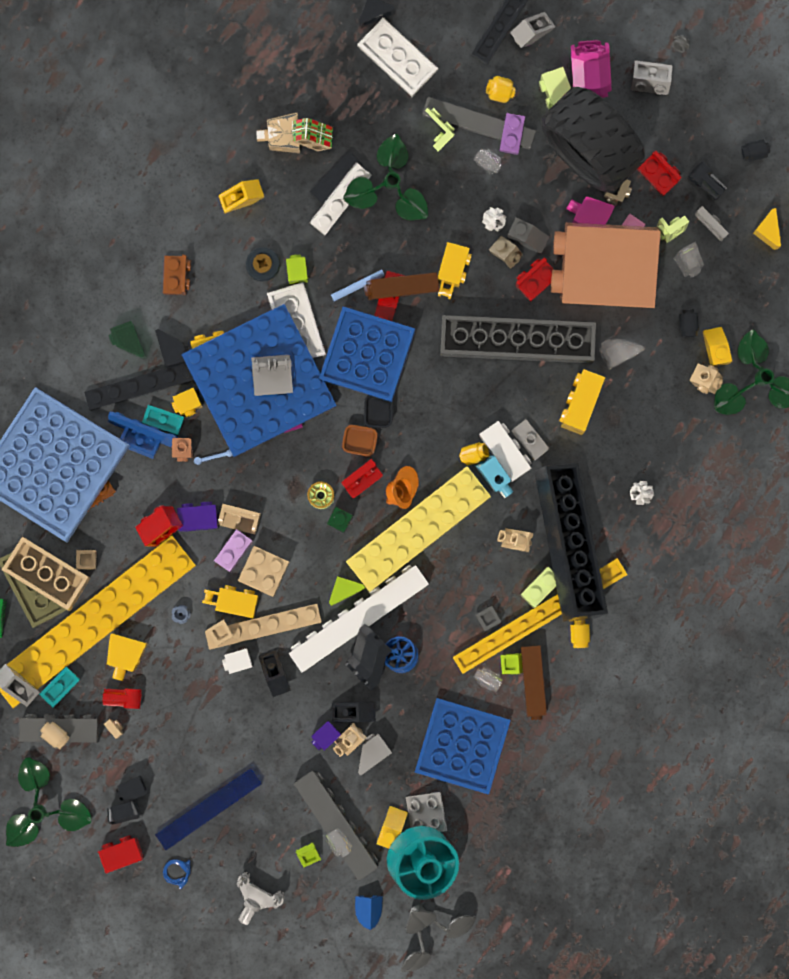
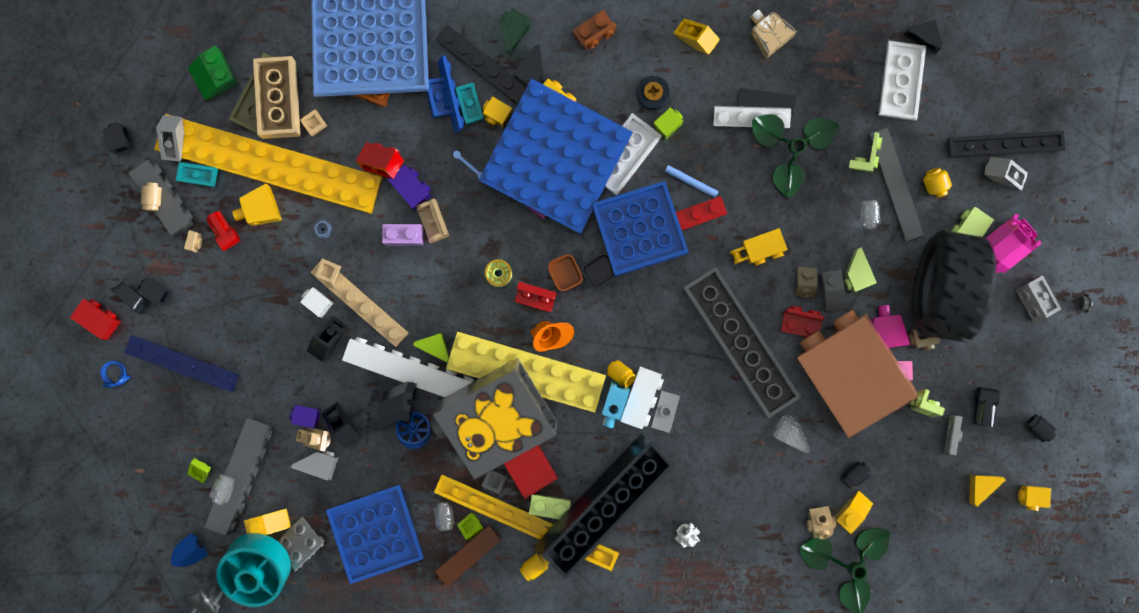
camera: 60 degrees right, 0 degrees up
(20, 828) = (64, 227): dark green plant -> none
(182, 449) = (455, 134): nougat bracket -> none
(233, 602) = (362, 264): yellow brick -> none
(255, 898) = (134, 453): light grey axle -> none
(264, 571) = (403, 271): tan brick -> none
(272, 375) = (566, 163): light grey hinge -> none
(312, 134) = (788, 55): piece -> none
(339, 520) = (488, 302): dark green brick -> none
(401, 286) = (716, 216): reddish brown brick -> none
(439, 580) = (494, 419): none -> brick
(494, 219) = (826, 253): white gear -> none
(496, 582) = (531, 471): none -> red brick
(512, 133) = (907, 217): medium lavender plate -> none
(515, 539) = (574, 458): tan hips -> none
(528, 204) = (858, 272): none -> yellowish green slope
(581, 401) = (727, 432): yellow brick -> none
(660, 173) = (964, 362): red bracket -> none
(689, 260) = (909, 438): clear slope -> none

